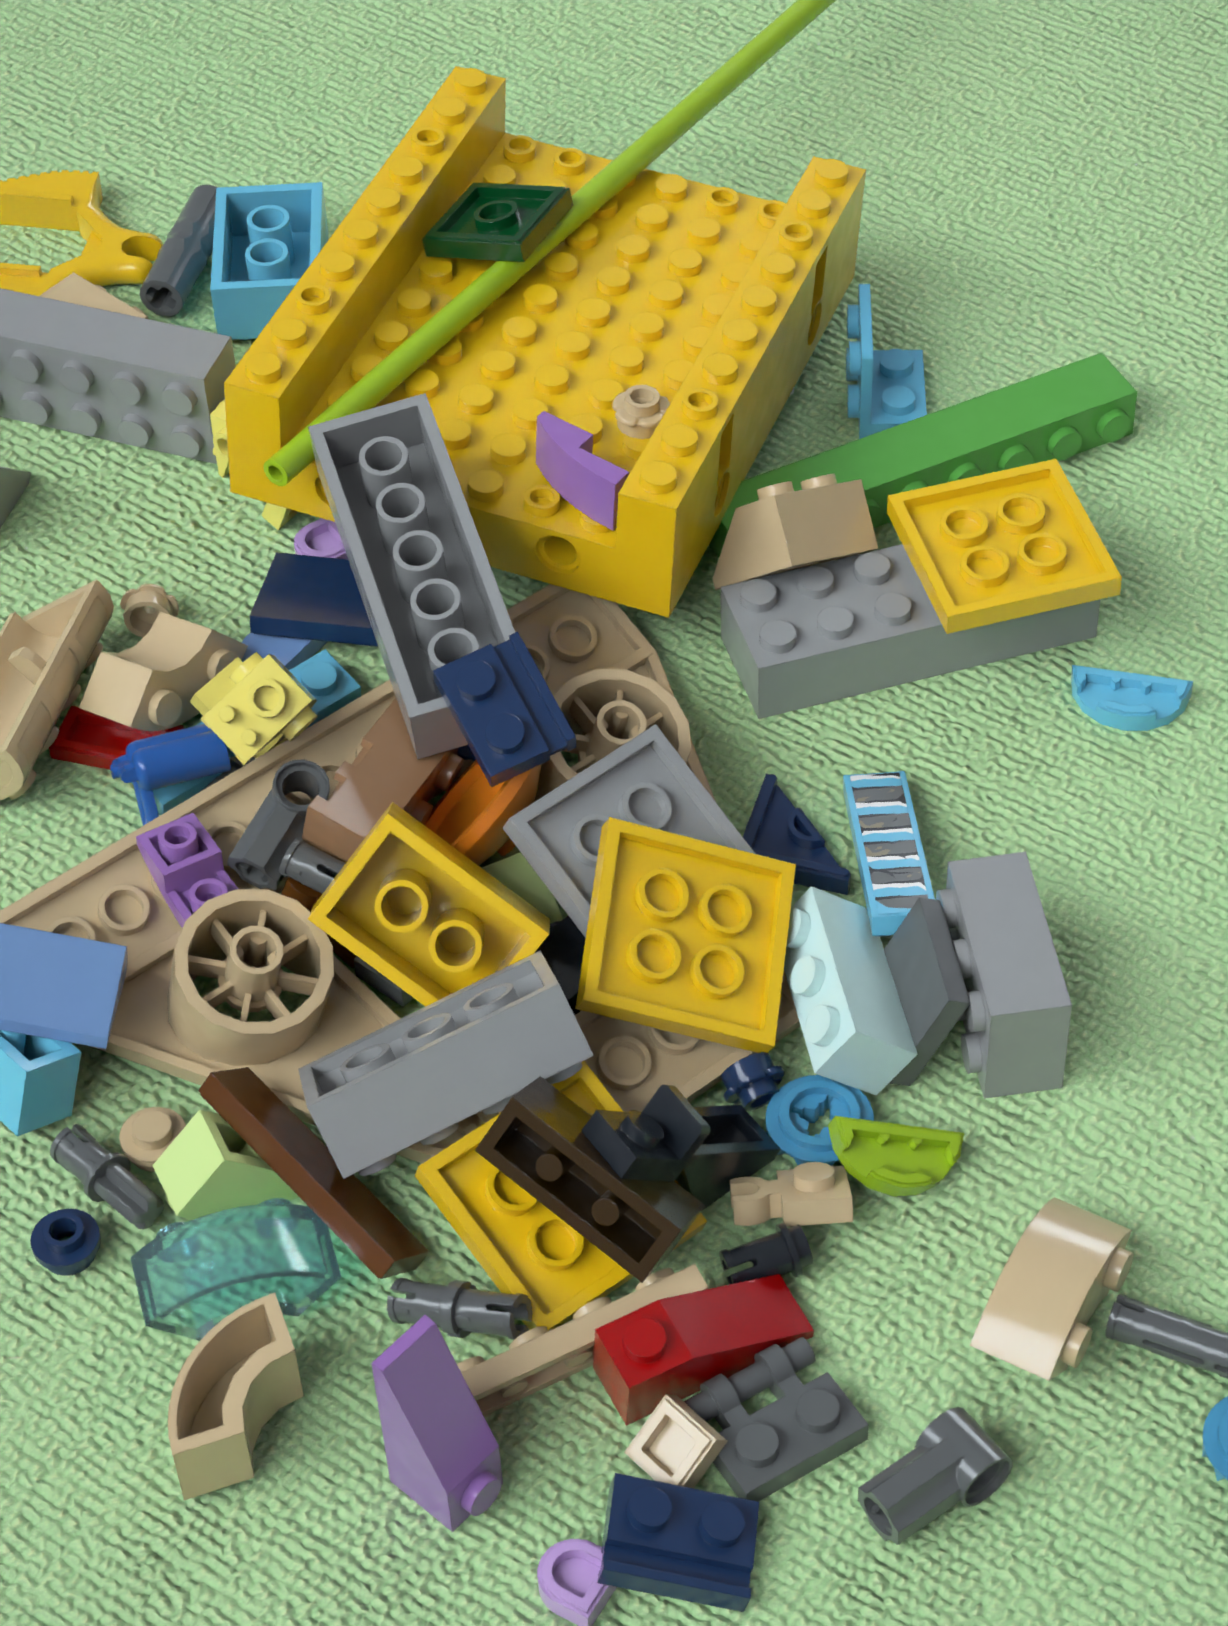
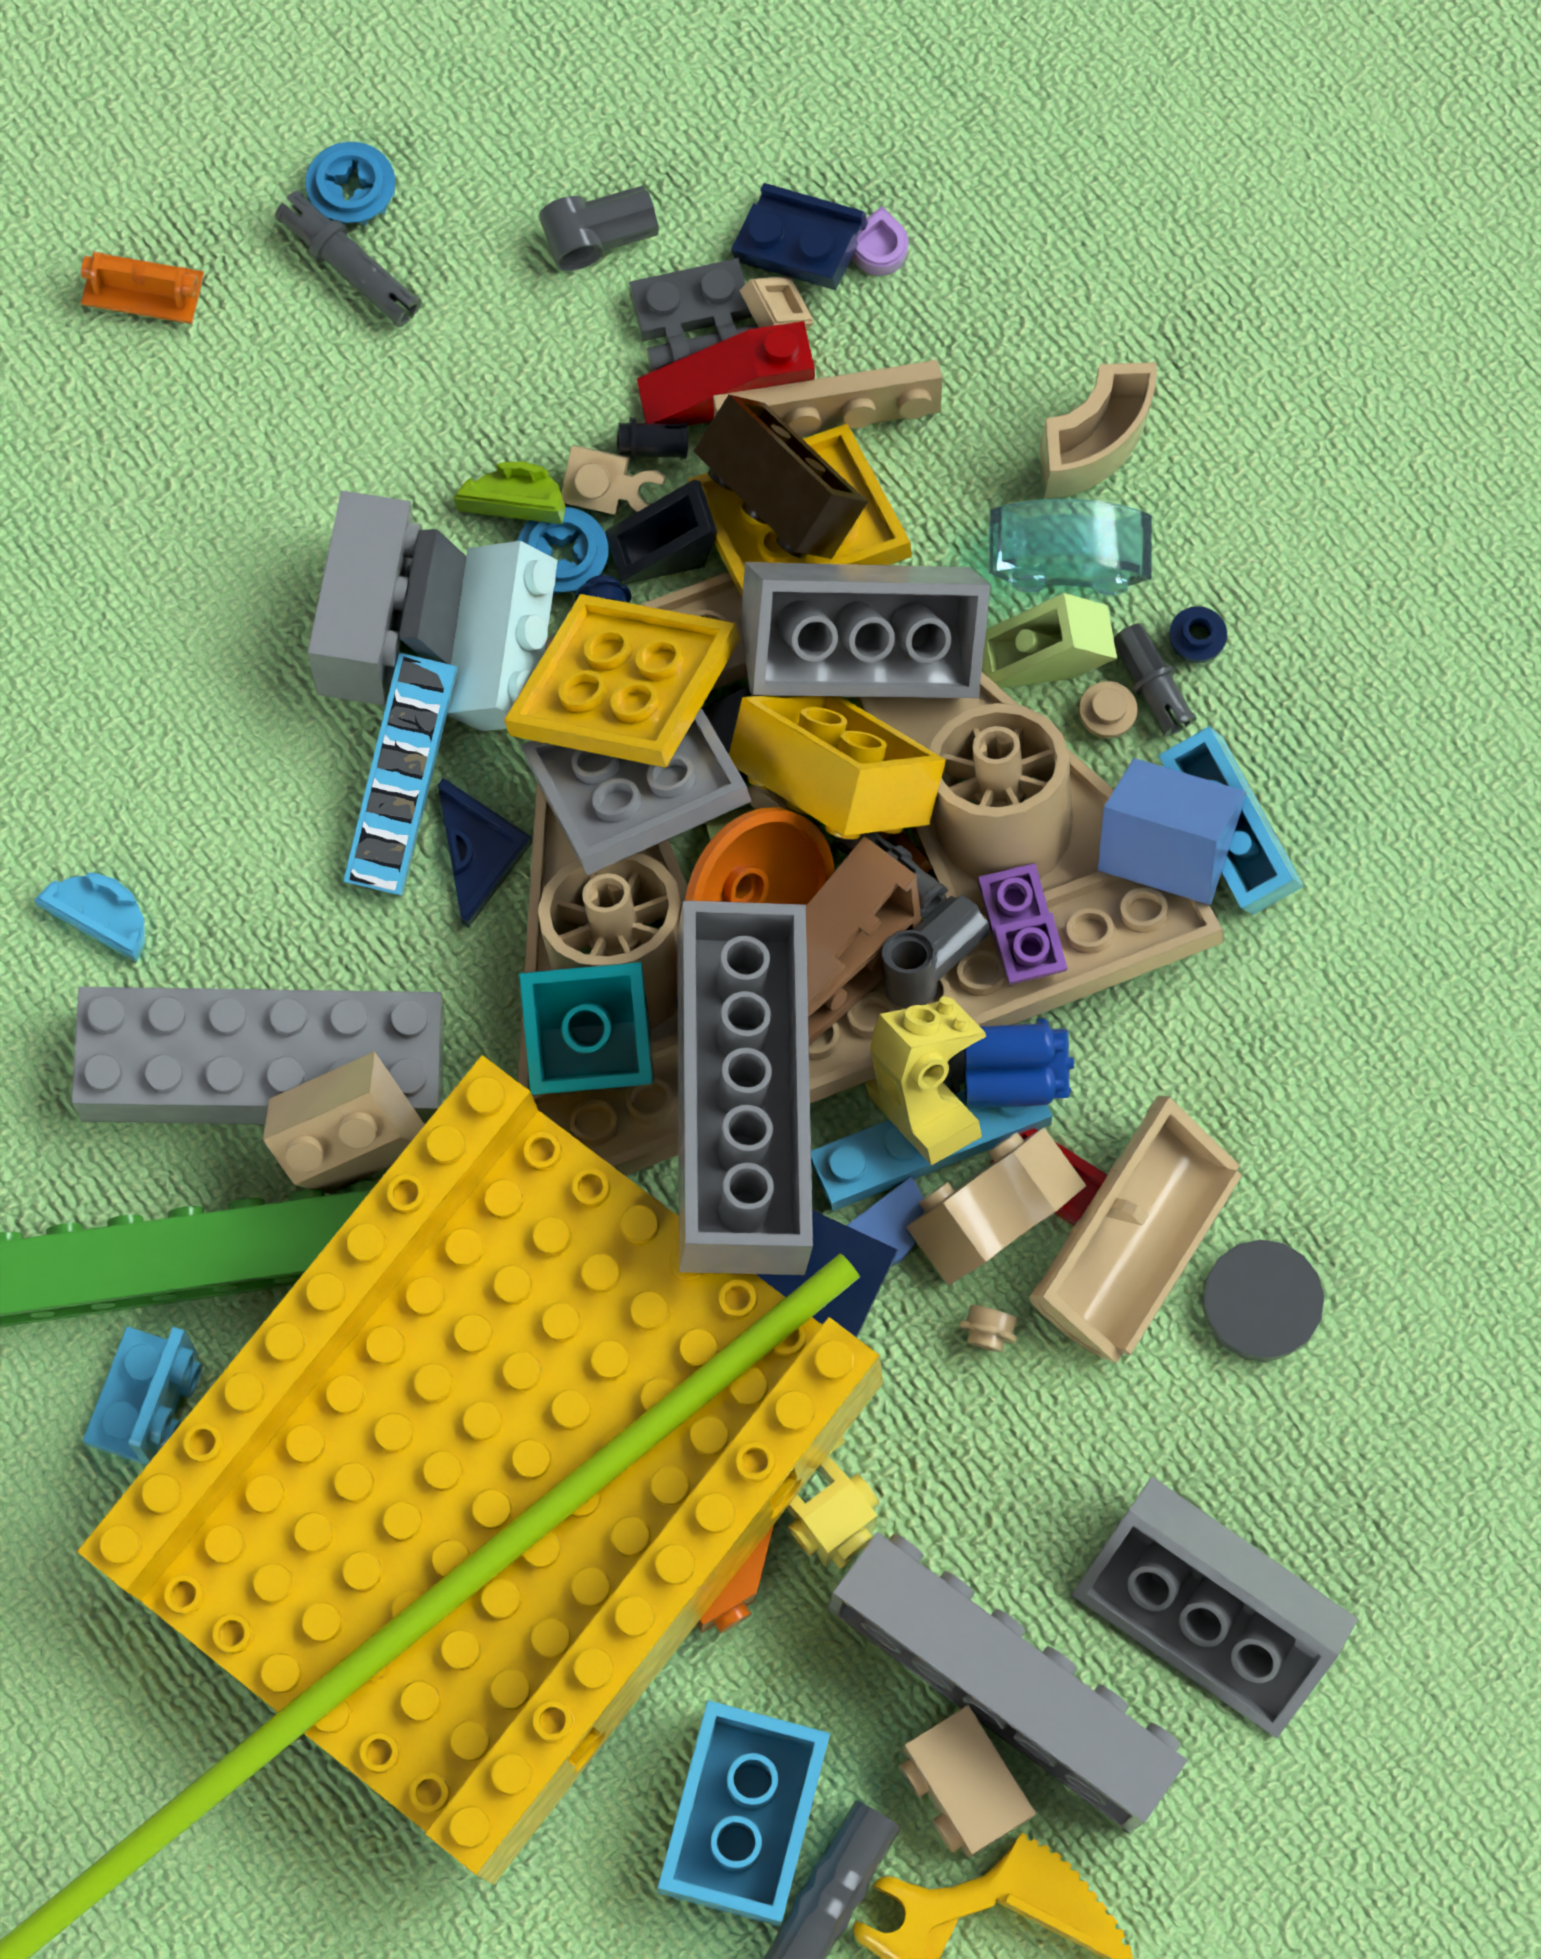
camera: 170 degrees left, 25 degrees up
(312, 1172) = (1013, 634): reddish brown tile -> none
(434, 1429) = (959, 334): medium lavender slope -> none
(460, 1308) = (905, 459): dark grey pin -> none
(498, 222) = (507, 1604): dark green tile -> none
(504, 709) = (720, 874): dark blue plate -> none
(576, 473) = (552, 1189): medium lavender slope -> none
(599, 633) = (587, 1028): none -> teal slope
(639, 411) = (455, 1282): tan plate -> none
(649, 1142) = (730, 477): black bracket -> none
(1003, 546) = (159, 1028): yellow plate -> none
(1052, 1289) = (449, 328): tan brick -> none

